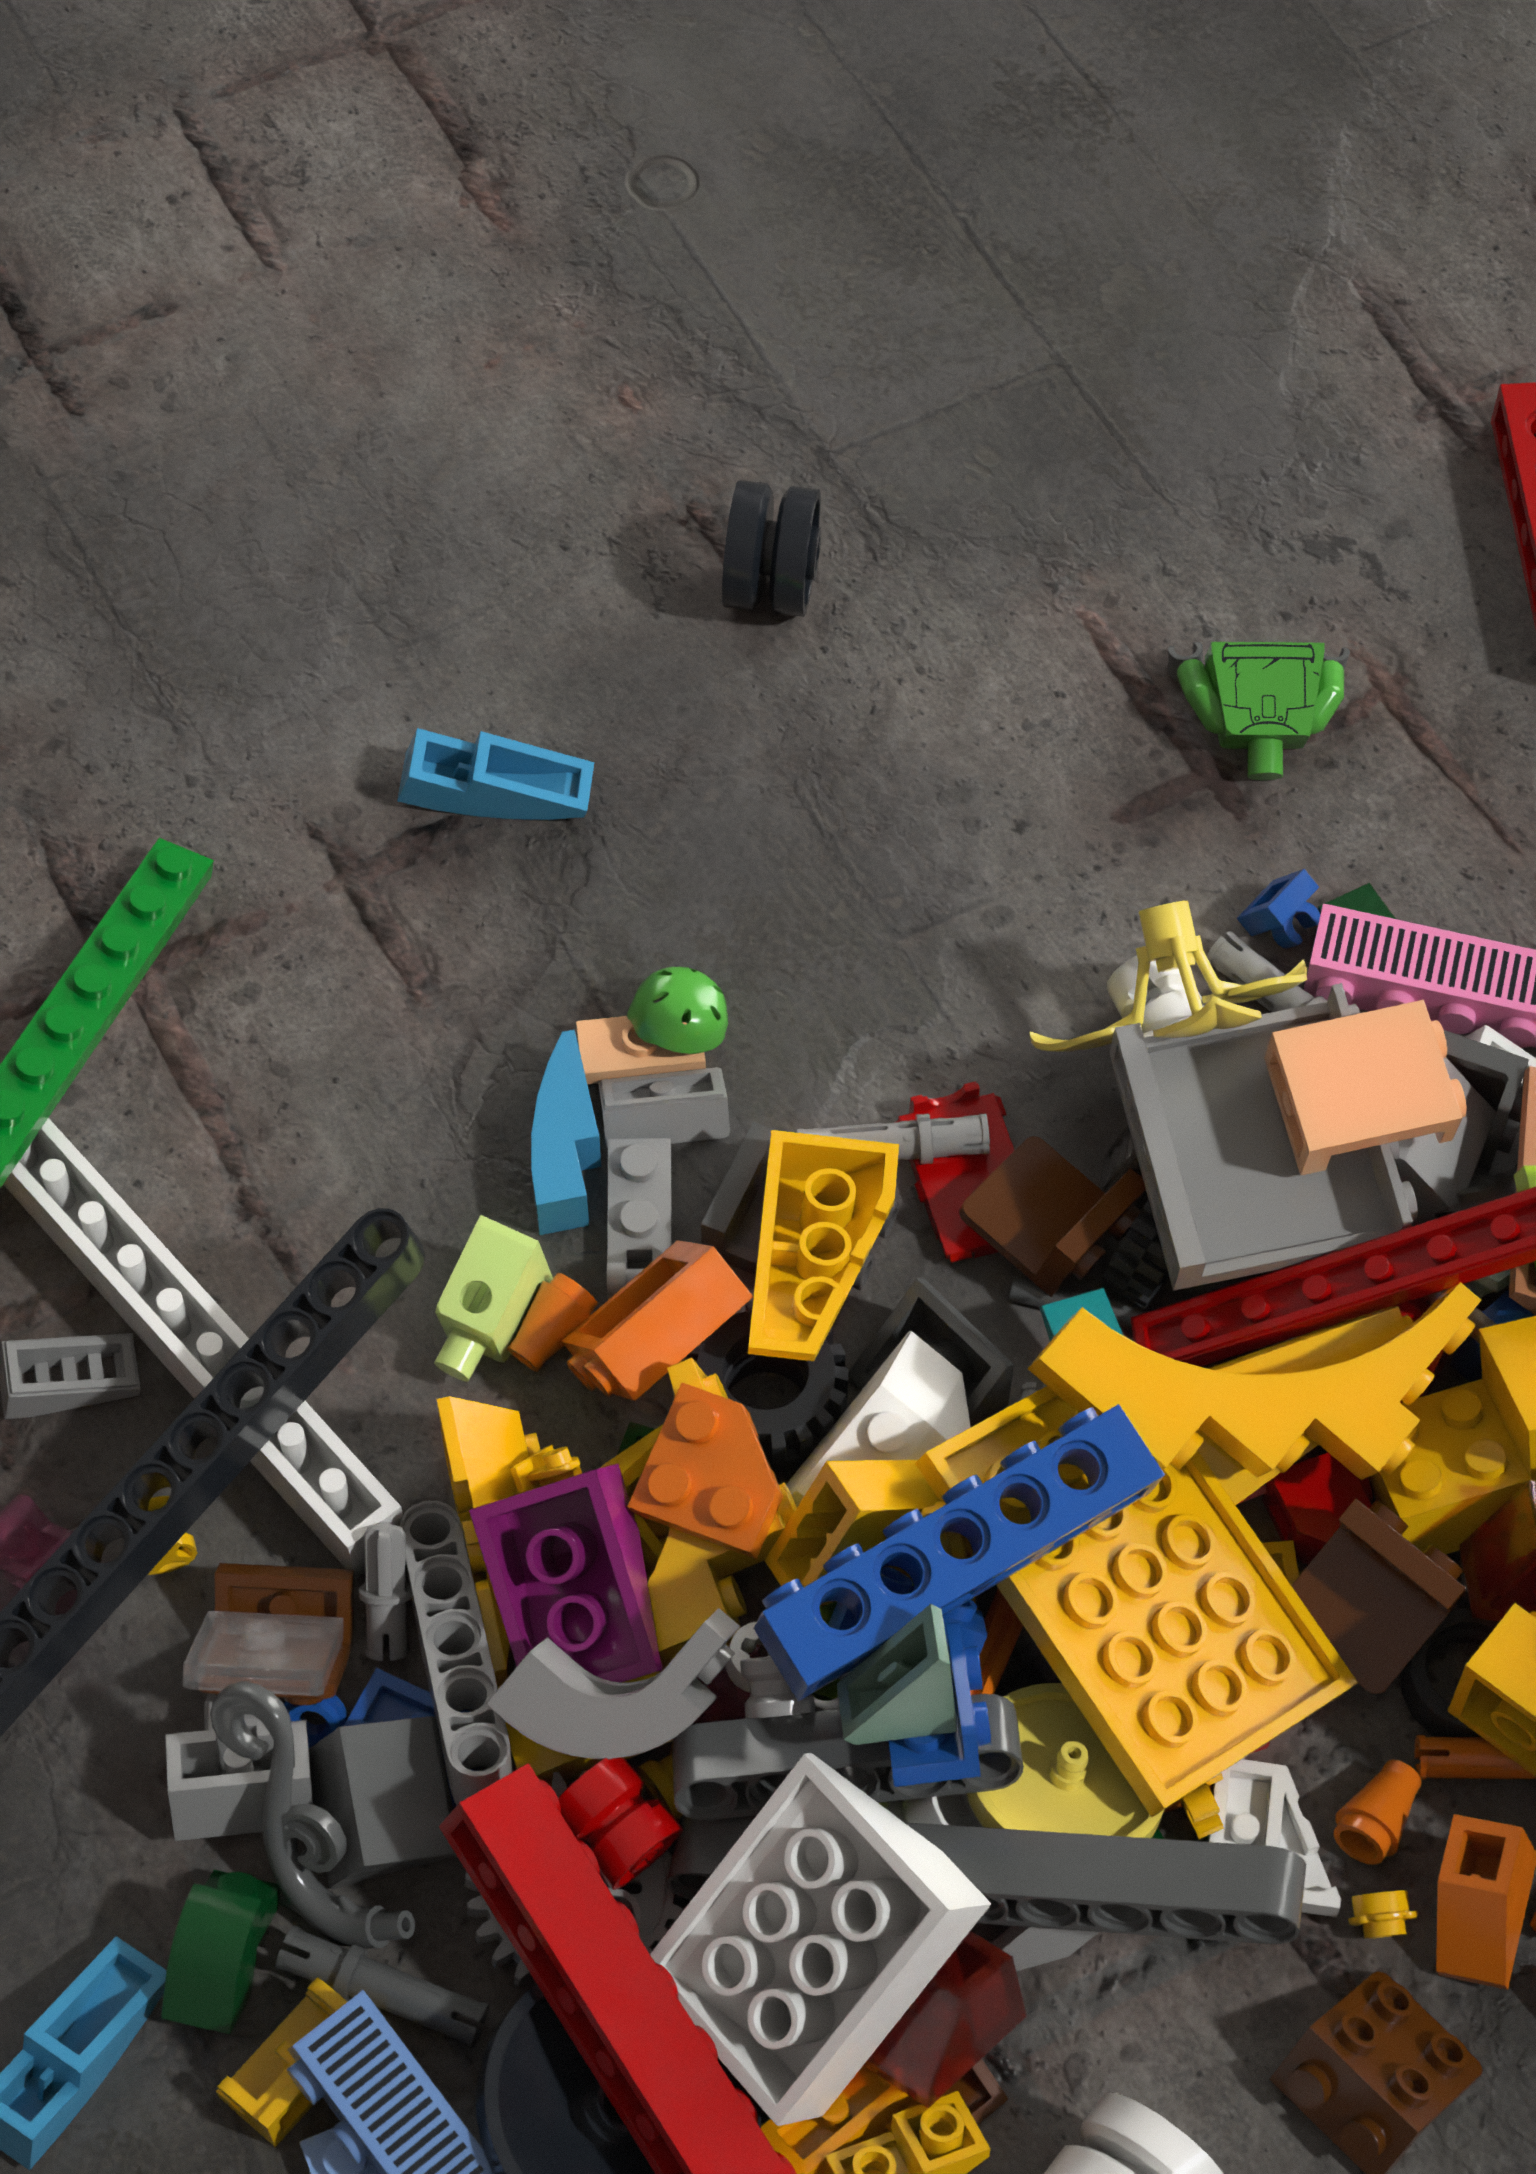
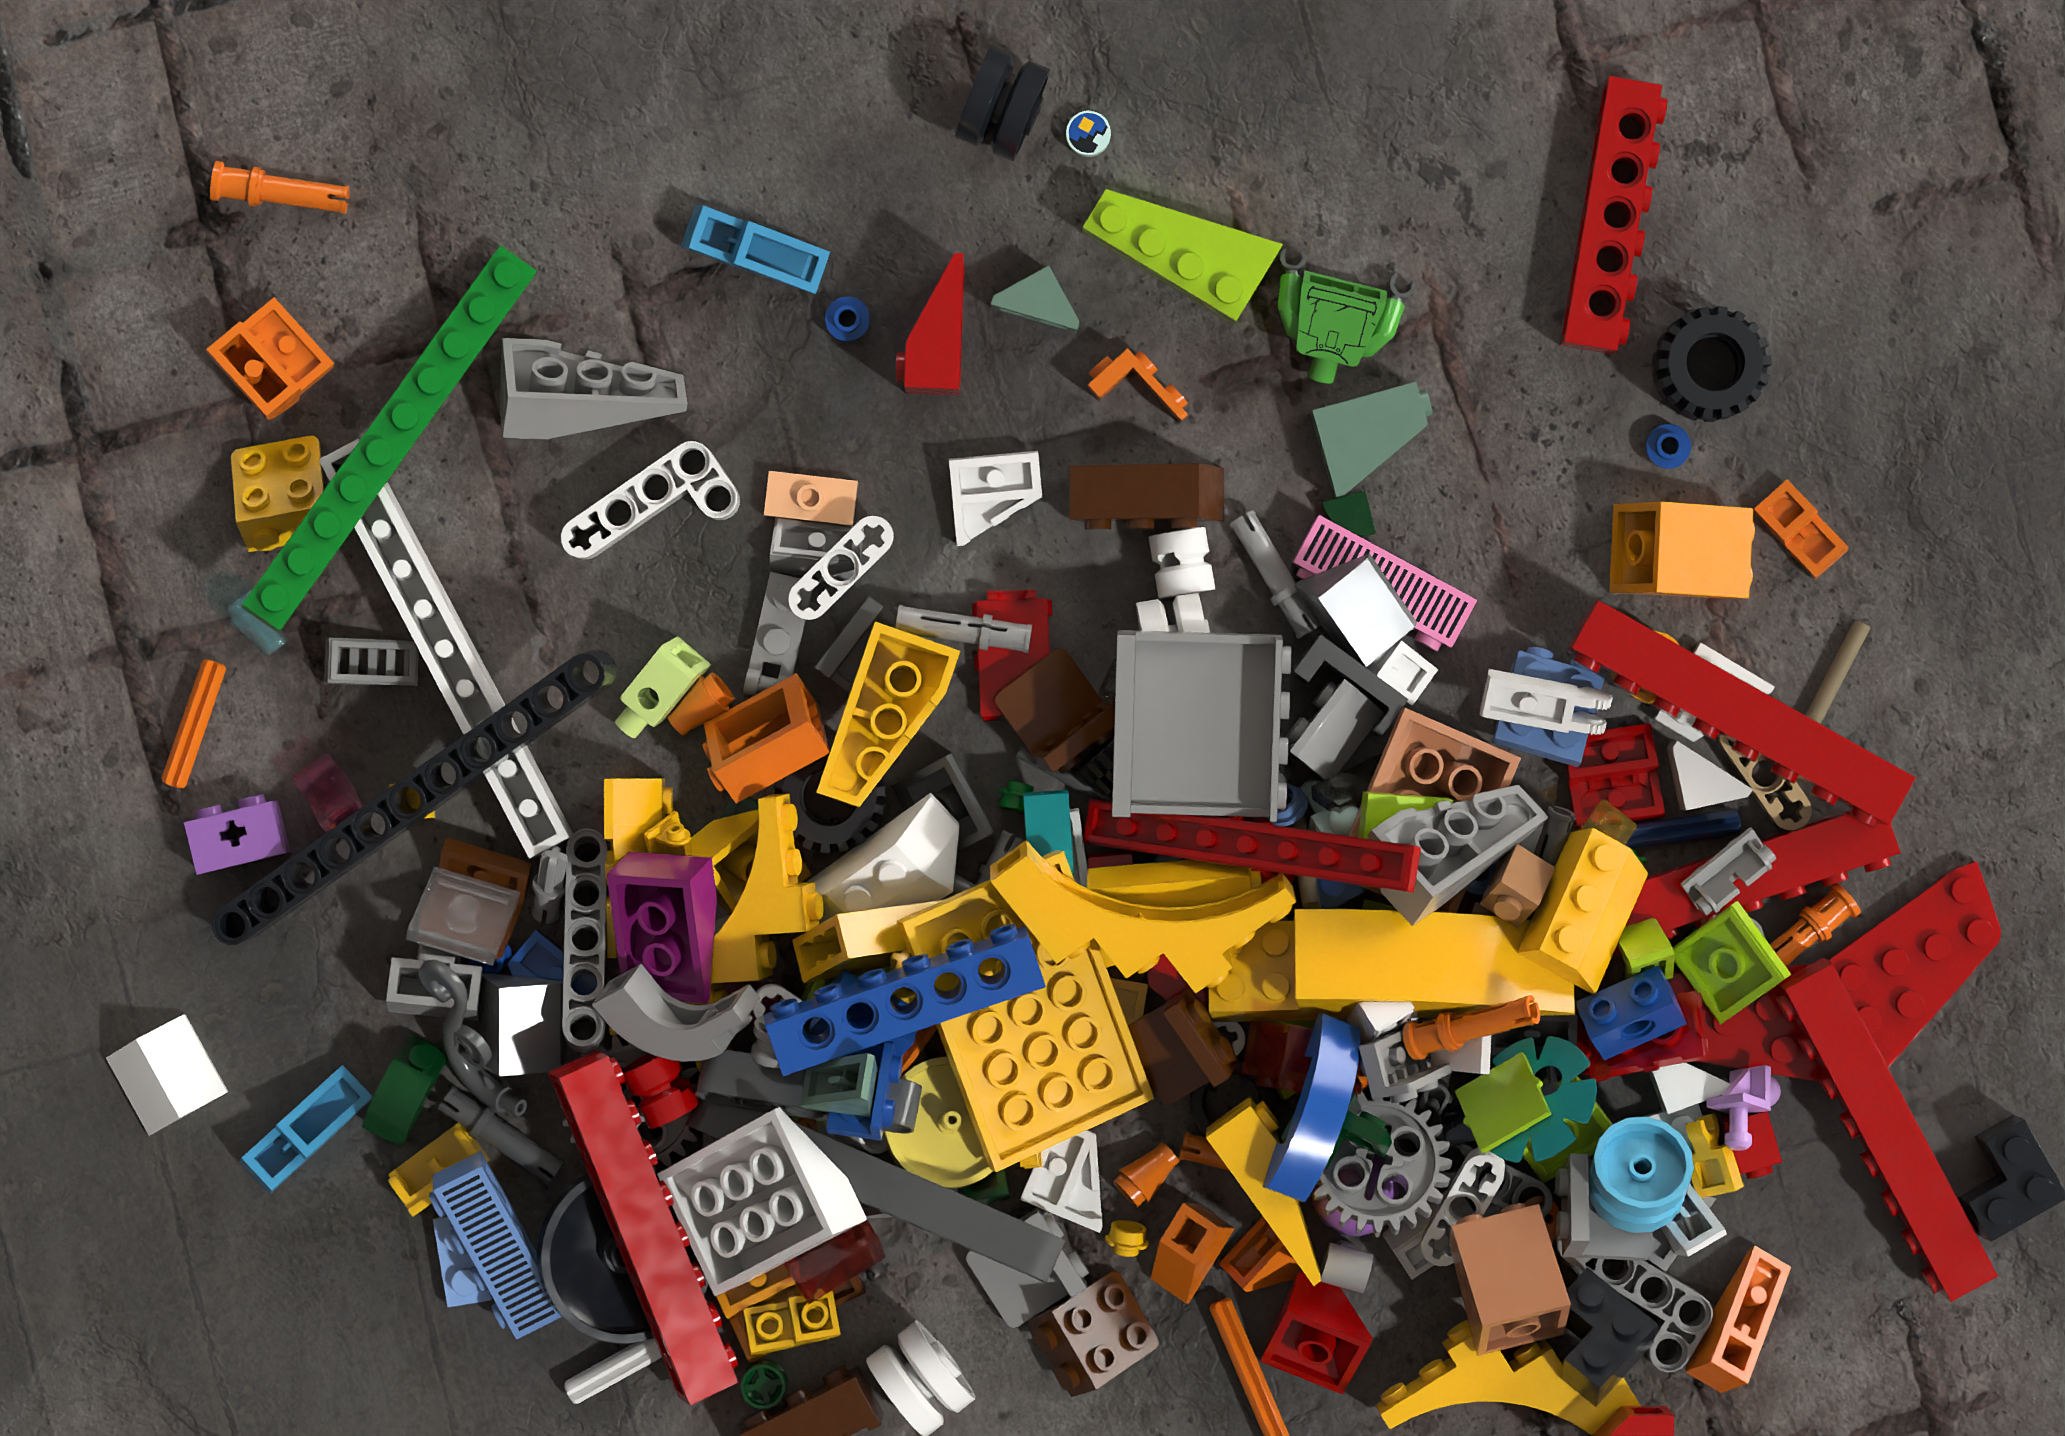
camera: 20 degrees right, 30 degrees up
(256, 992) = (564, 394): none -> light grey wedge
(354, 1141) = (644, 508): none -> white beam
(563, 1140) = (738, 563): dark azure slope -> none
(636, 847) = (853, 332): none -> blue plate
(686, 998) = (846, 485): bright green helmet -> none
(704, 1125) = (824, 599): none -> white beam
(709, 1474) = (767, 884): orange plate -> none
(763, 819) = (935, 343): none -> red slope
(879, 760) = (1039, 300): none -> sand green slope
(880, 982) = (991, 490): none -> white wing
(885, 583) = (1088, 133): none -> tile
(1023, 1342) = (1012, 797): none -> green plate
(1037, 809) = (1110, 373): none -> orange bracket
(1044, 667) = (1191, 255): none -> lime wedge
(1073, 932) = (1146, 494): none -> reddish brown wedge
(1174, 946) = (1185, 558): light yellow plant -> none
(1249, 2001) = (1022, 1296): none -> light grey bracket
(1278, 905) = (1293, 496): blue tile -> none
(1346, 813) = (1367, 431): none -> sand green slope
(1363, 1083) = (1276, 718): light nougat panel -> none
(1417, 965) = (1357, 608): none -> slope

